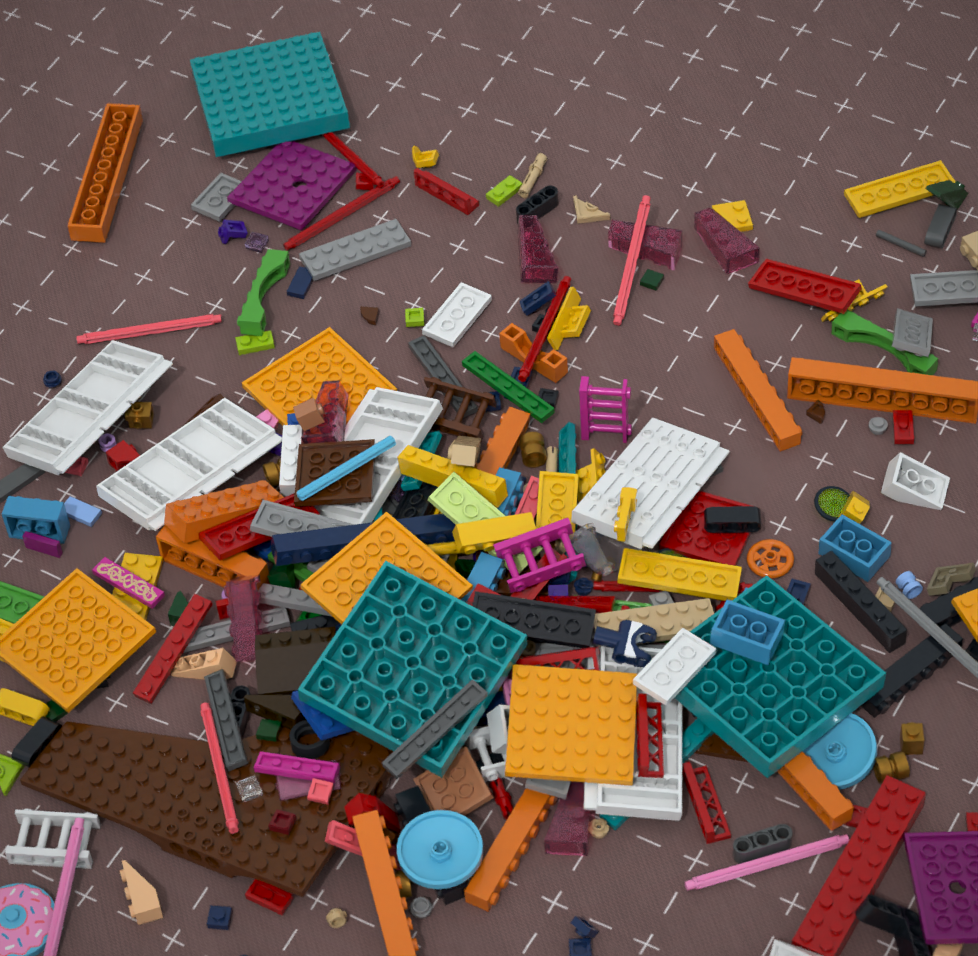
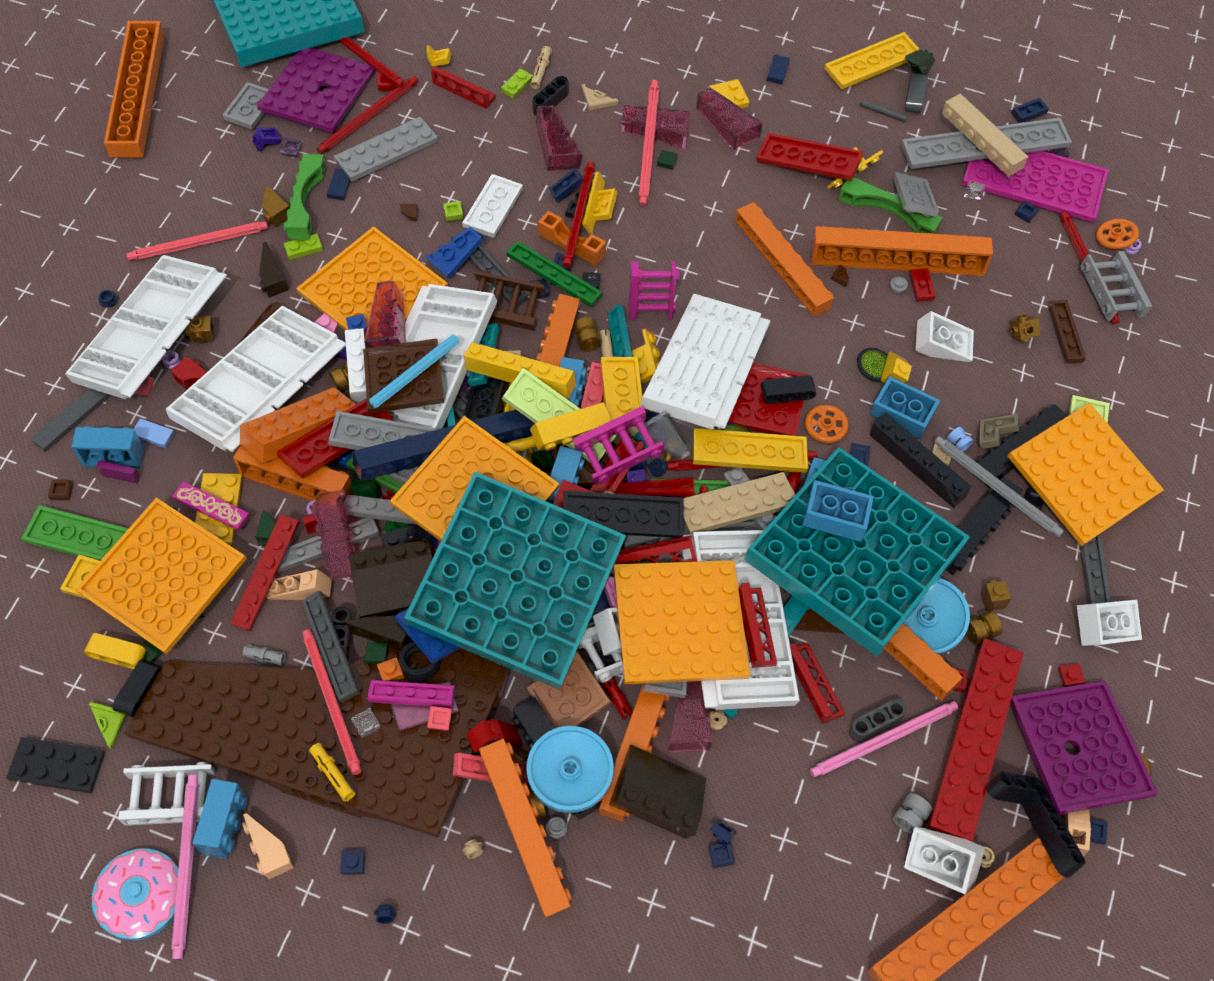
camera: 15 degrees left, 10 degrees up
(99, 862) = (220, 819): none -> dark azure brick
(161, 725) = (264, 655): none -> light grey pin
(206, 821) = (327, 765): none -> yellow pin
(218, 368) = (270, 273): none -> dark brown slope
(230, 301) = (274, 208): none -> pearl gold slope
(269, 896) = (400, 835): red plate -> none
(280, 745) = (390, 670): none -> orange plate
(282, 822) = (405, 756): dark red tile -> none
(309, 414) = (369, 317): nougat brick -> none
(407, 361) = (453, 255): none -> blue wing
(434, 729) = (549, 646): dark grey plate -> none
(464, 451) = (528, 344): tan brick -> none
(526, 884) = (659, 792): none -> dark brown slope
(625, 642) = (717, 529): dark blue connector -> none
(627, 504) = (695, 388): yellow plate -> none
(674, 666) = (774, 553): white plate -> none
(782, 928) = (913, 813): none -> light grey wheel
(792, 192) = (778, 69): none -> dark blue tile

